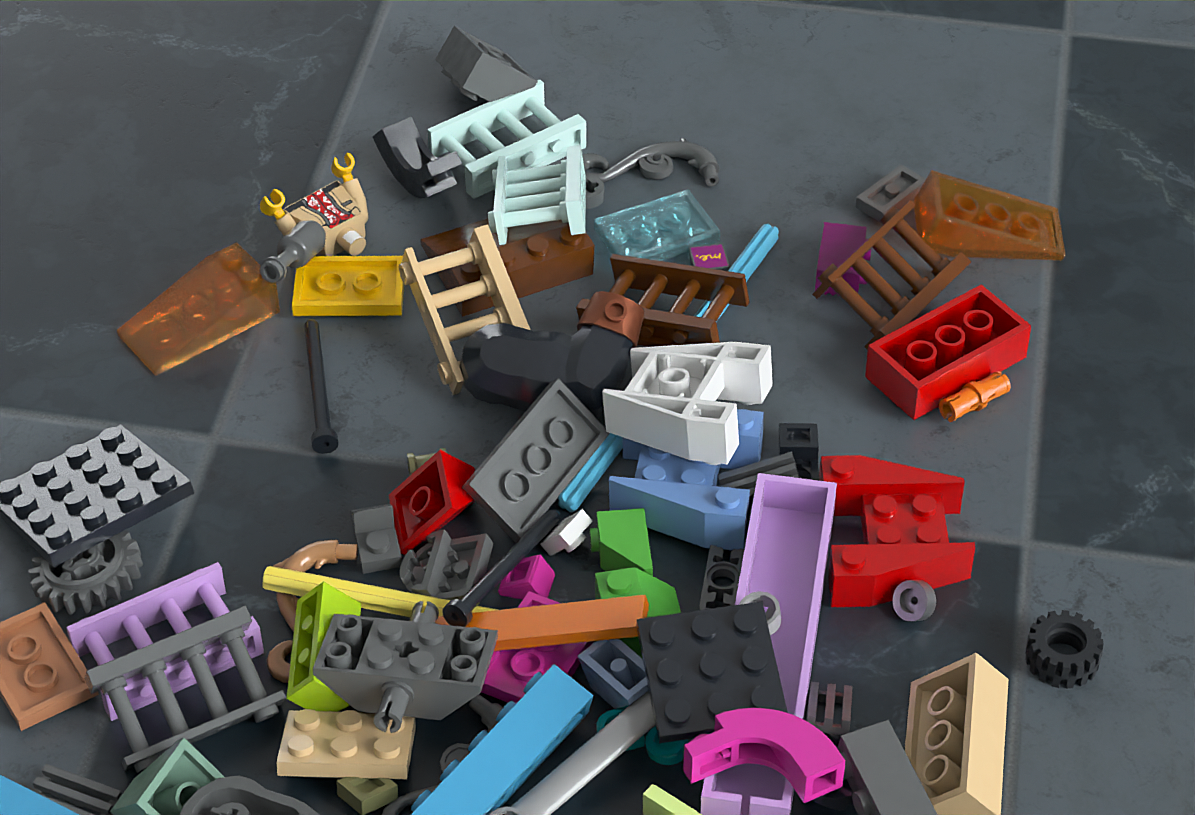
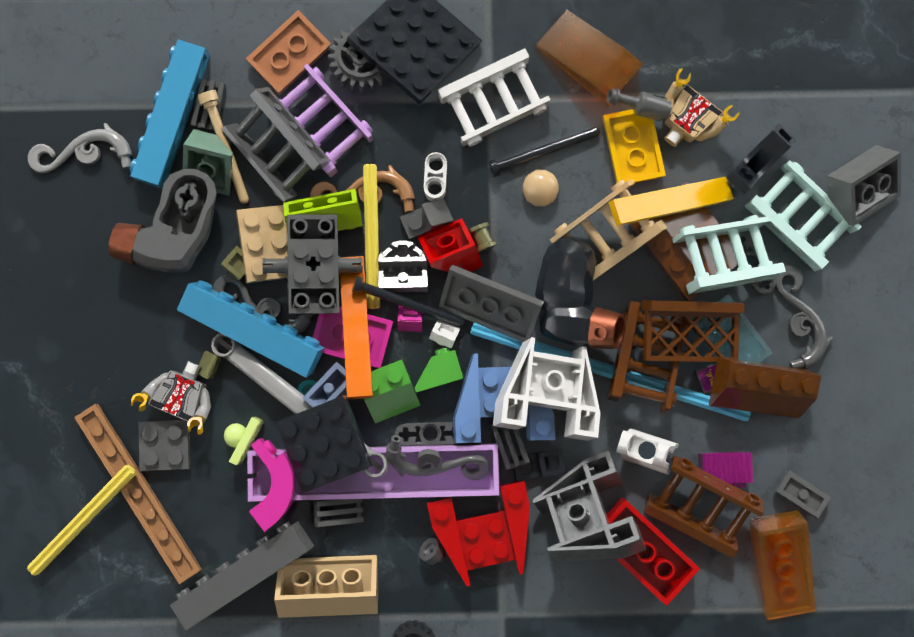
camera: 75 degrees right, 40 degrees up
(73, 779) = (209, 102): none -> tan piece
(188, 440) = (495, 73): none -> white fence
(314, 507) = (435, 177): none -> white beam
(373, 393) = (540, 188): none -> tan hair
(445, 234) = (670, 201): none -> yellow tile
(611, 235) = (687, 310): none -> reddish brown fence
(735, 194) = (763, 388): none -> reddish brown slope
(770, 555) = (397, 461): none -> dark grey plant
(805, 318) = (645, 450): none -> white piece
(888, 388) = (581, 515): none -> dark grey wedge
(974, 396) = (615, 572): orange pin -> none

